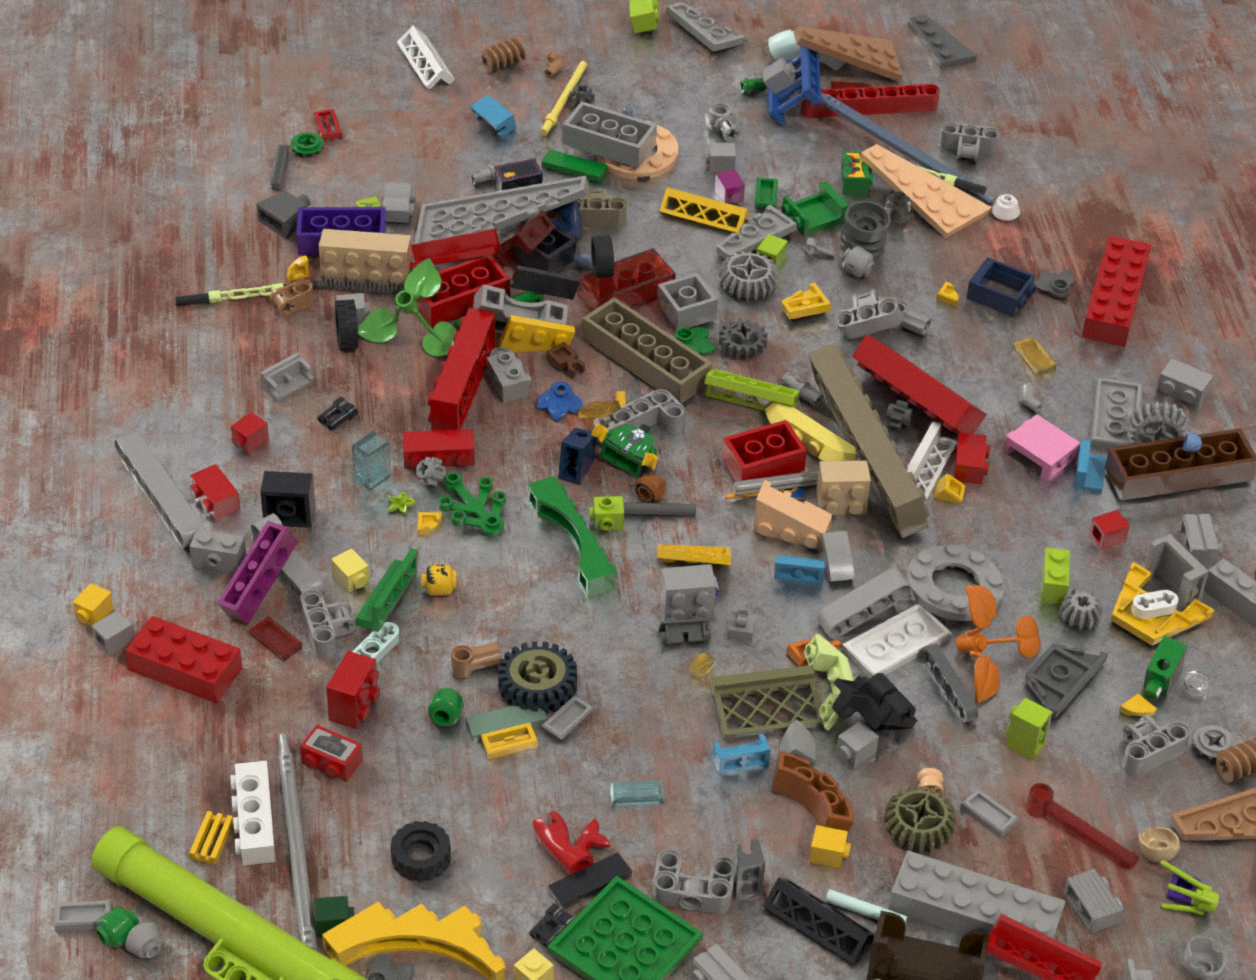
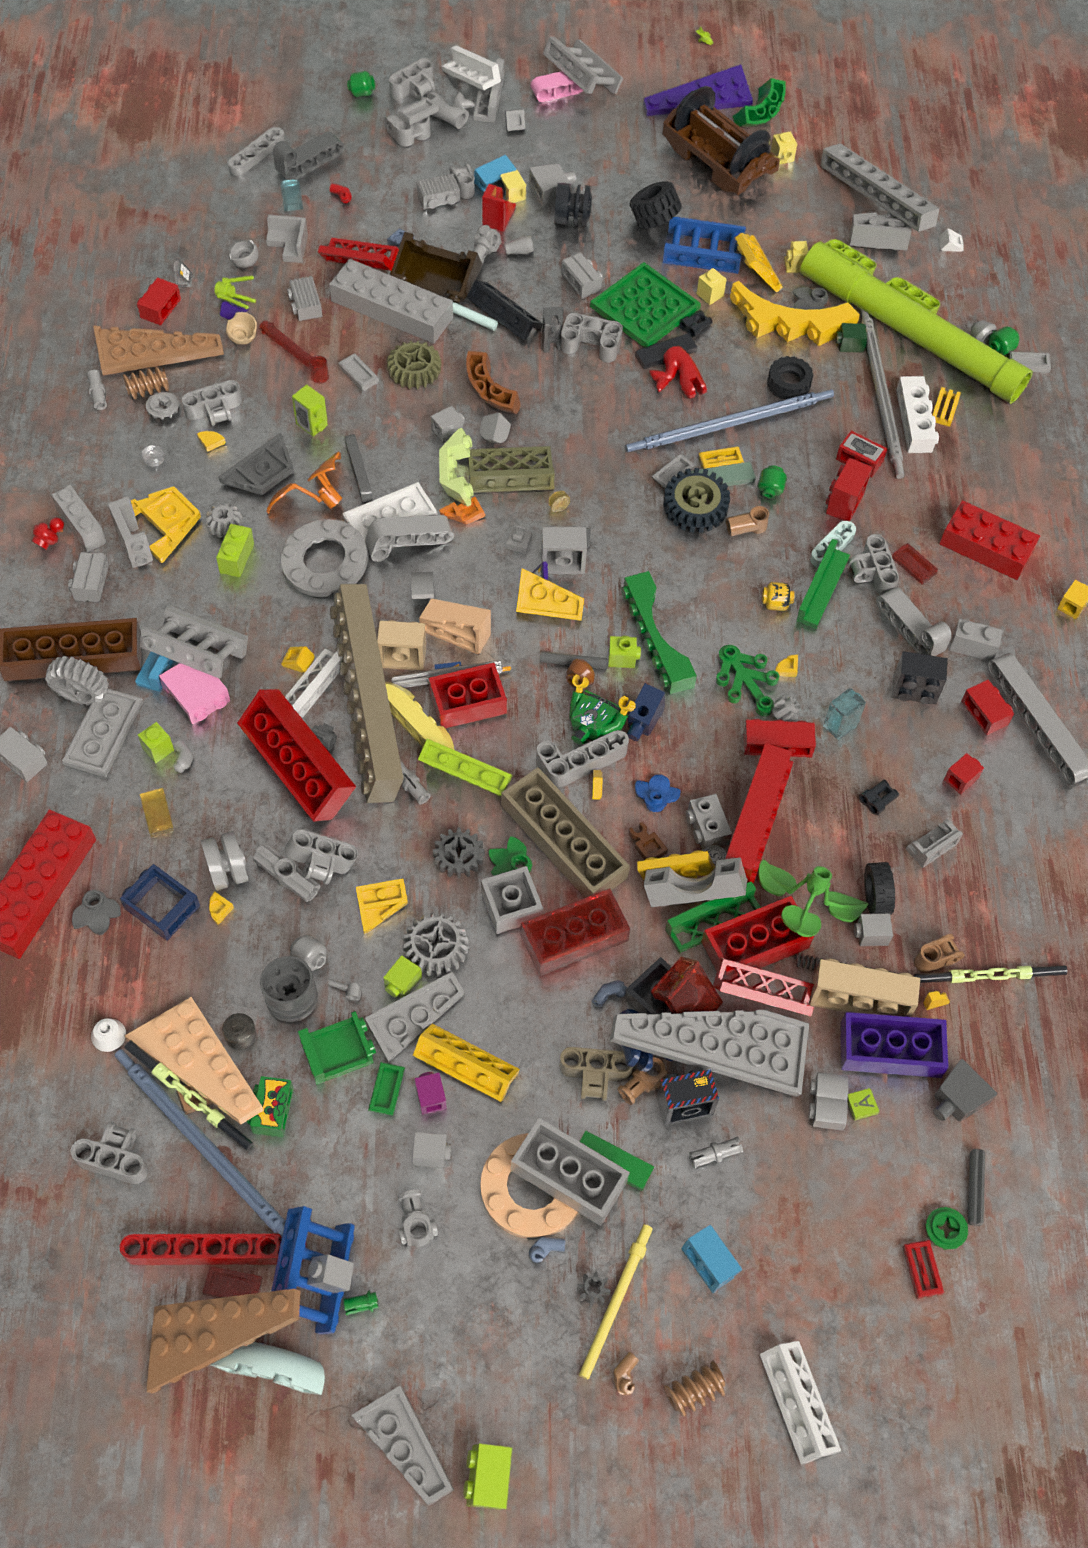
camera: 175 degrees left, 15 degrees up
(113, 633) = (1053, 571): light grey brick -> none
(257, 572) = (938, 594): magenta brick -> none
(350, 570) = (856, 613): light yellow brick -> none
(401, 502) = (813, 690): lime plant -> none
(500, 788) = (729, 420): none -> sand blue axle
(544, 282) = (667, 917): black tile -> none
(598, 409) = (621, 763): clear yellow tile -> none
(602, 256) = (603, 921): black tyre -> none
(636, 793) = (624, 411): clear light blue tile -> none
(742, 756) = (540, 427): dark azure hinge -> none
(799, 569) = (457, 585): dark azure panel -> none
(829, 847) = (491, 346): yellow brick -> none
(875, 700) = (422, 438): black plate -> none
(931, 778) = (398, 389): light nougat wheel -> none
(940, 44) = (78, 1382): dark grey wing -> none
(954, 305) = (225, 860): none -> light grey wheel
(970, 458) = (268, 674): red brick -> none
(1059, 398) = (156, 742): none -> lime brick
(1064, 497) = (197, 629): none -> light grey fence
(1109, 529) = (166, 594): red brick -> none
(1154, 604) = (160, 509): white beam -> none
(1163, 675) = (178, 454): green torso -> none
(1192, 442) = (57, 641): medium blue hinge -> none

